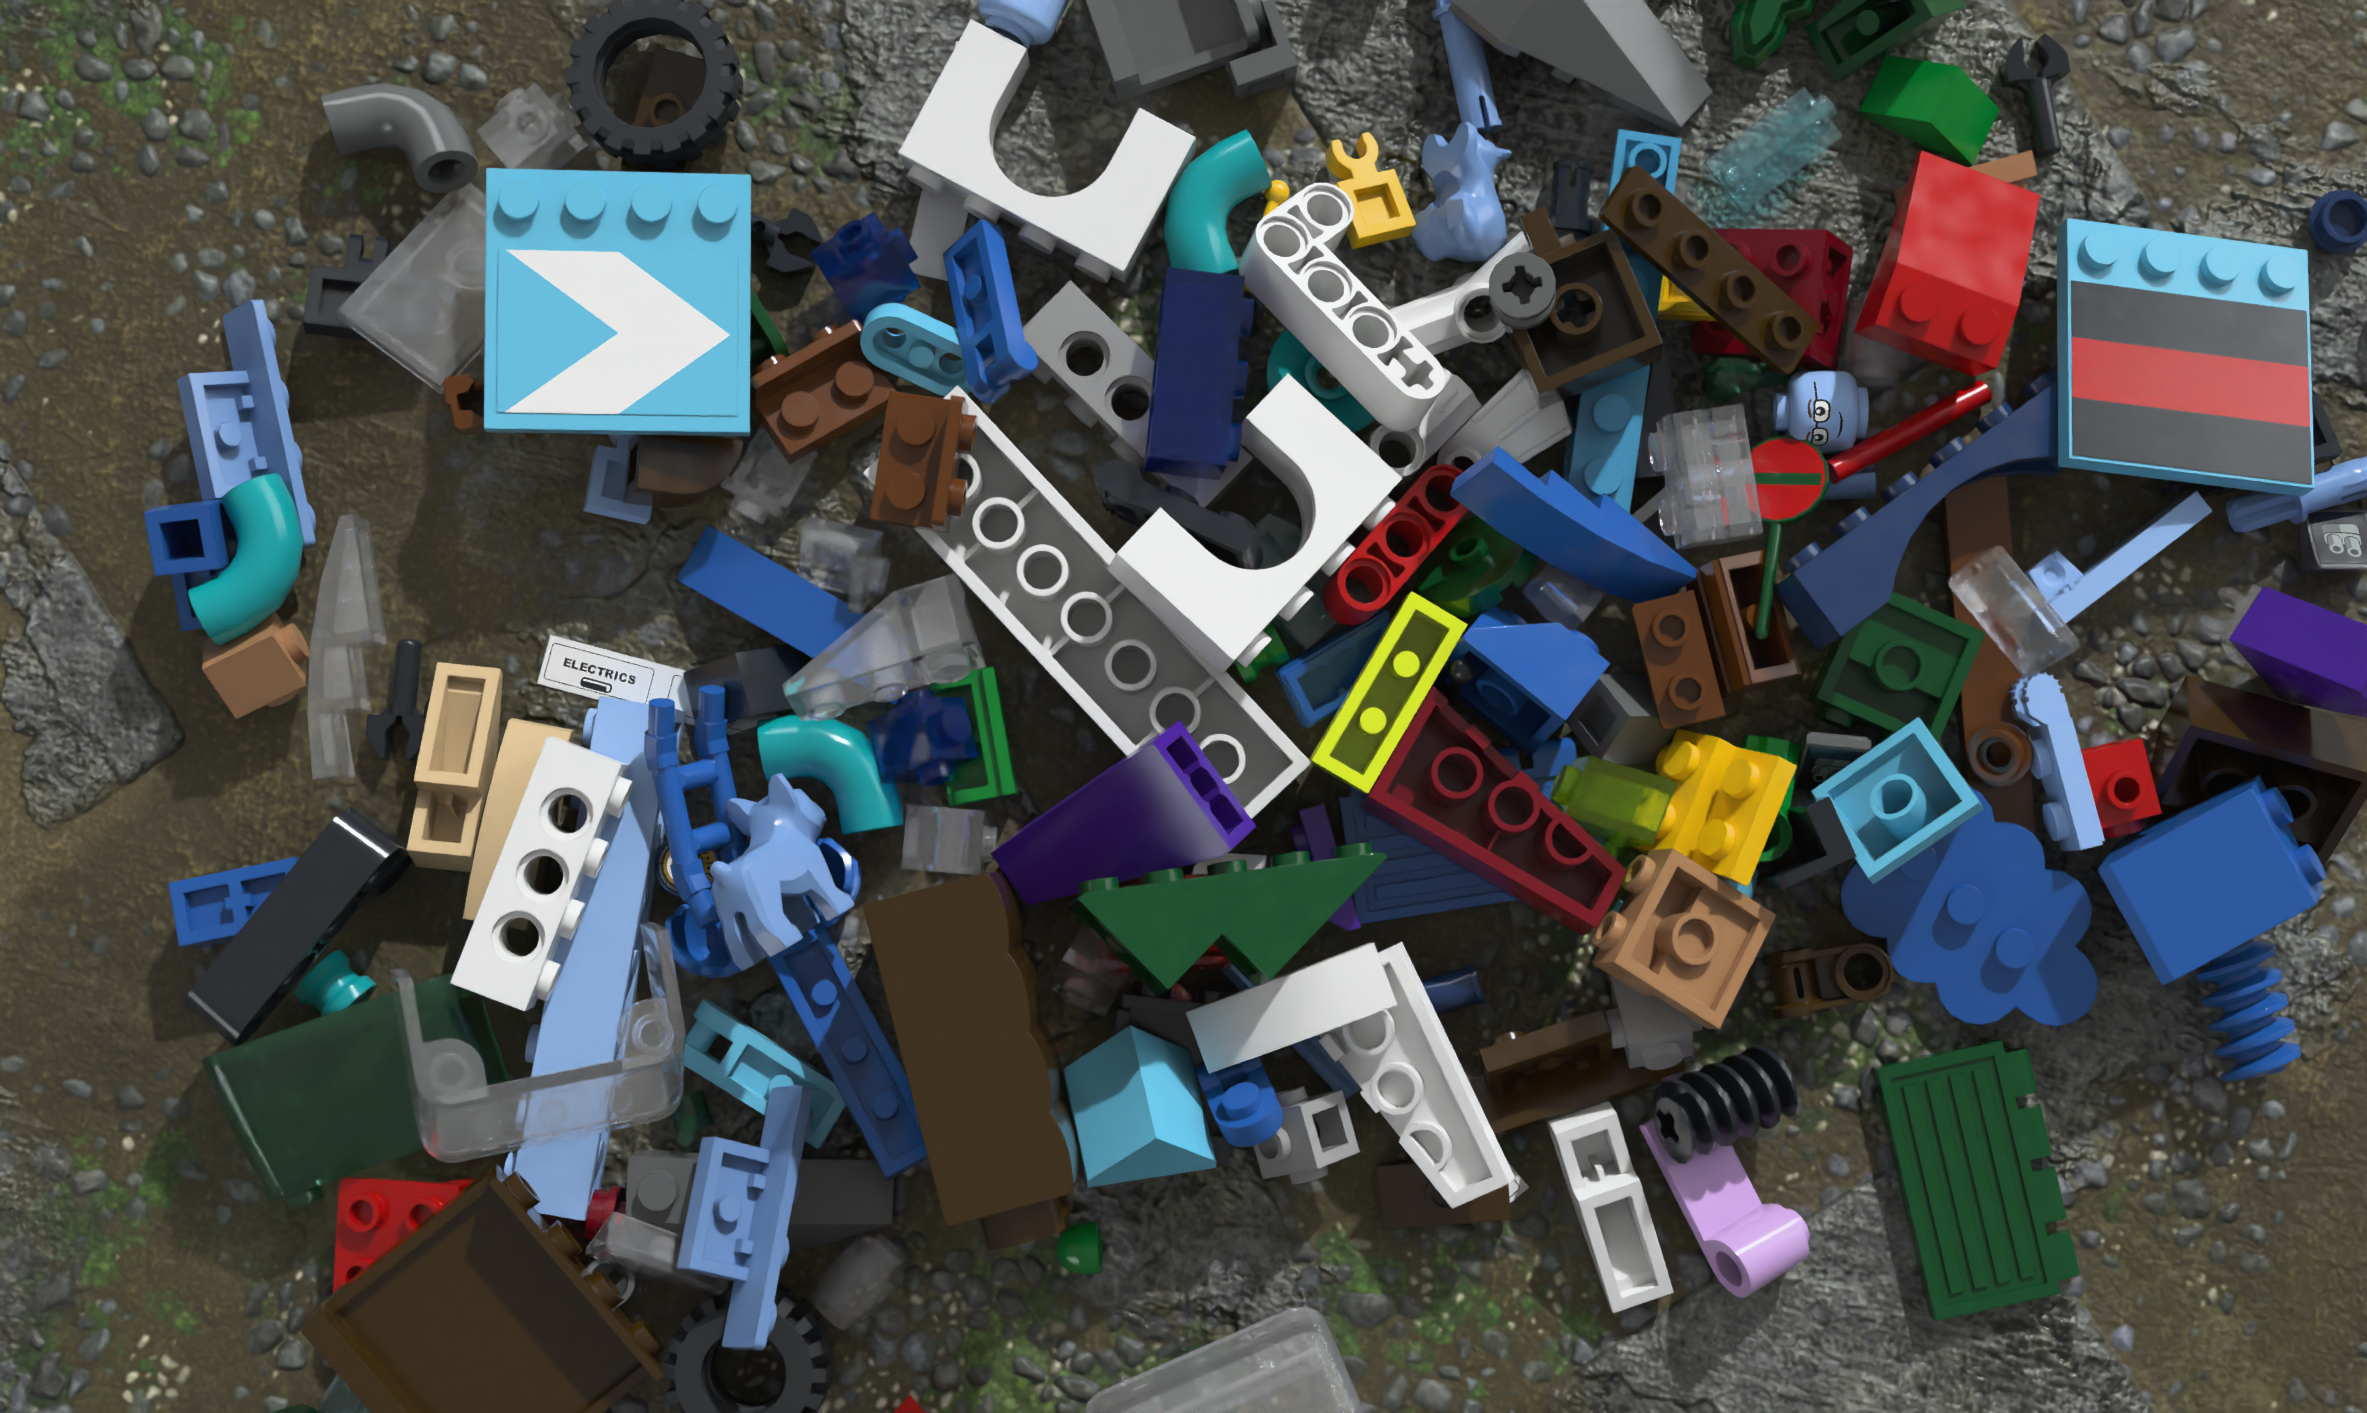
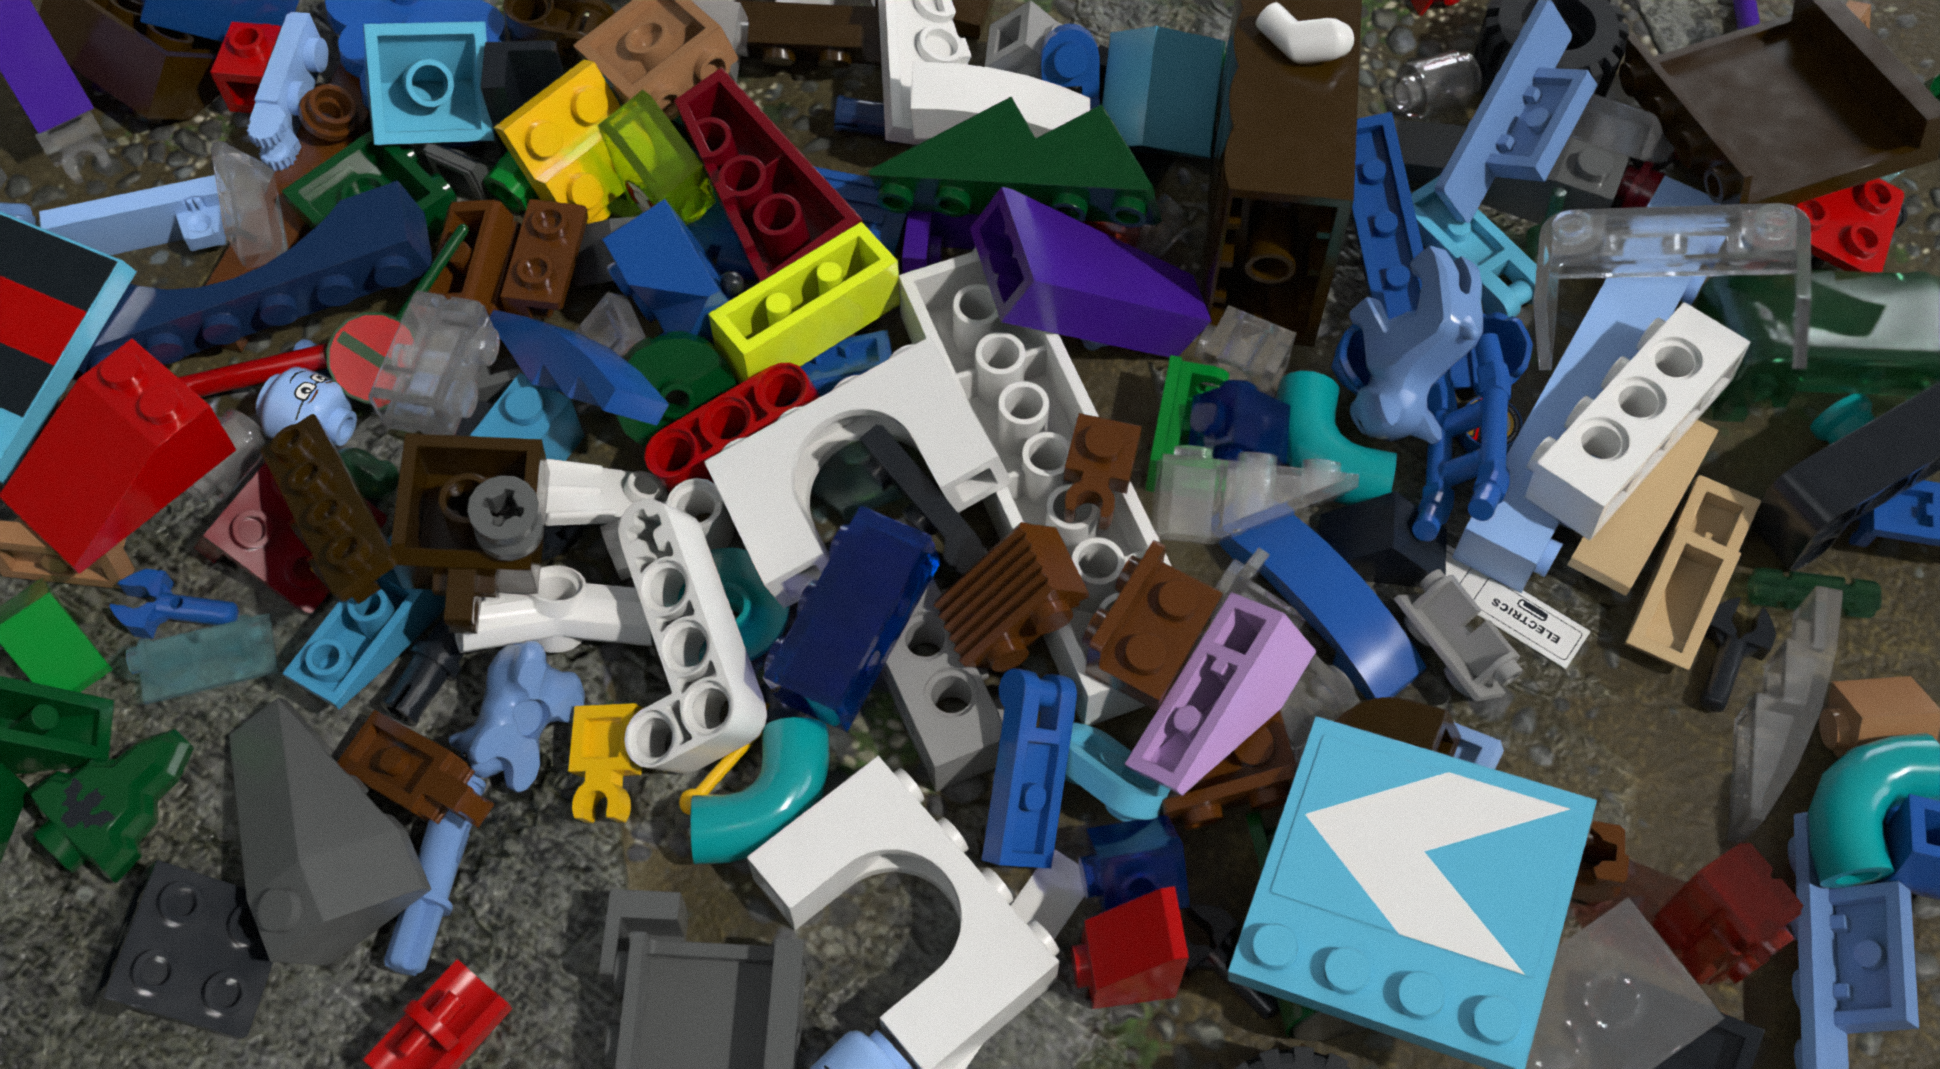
camera: 160 degrees left, 25 degrees down
(331, 798) = (1768, 586): none -> clear green axle
(352, 411) = (1729, 917): none -> clear red brick
(672, 616) = (1472, 658): none -> light grey hinge
(840, 428) = (1223, 693): none -> lavender slope
(843, 185) = (1132, 951): none -> red slope
(968, 1076) = (1305, 40): none -> white arm
(1031, 623) = (1099, 463): none -> reddish brown plate
(1057, 444) = (1012, 598): none -> reddish brown brick
(1522, 103) = (413, 772): none -> reddish brown hinge
(1839, 184) = (157, 584): none -> blue bar

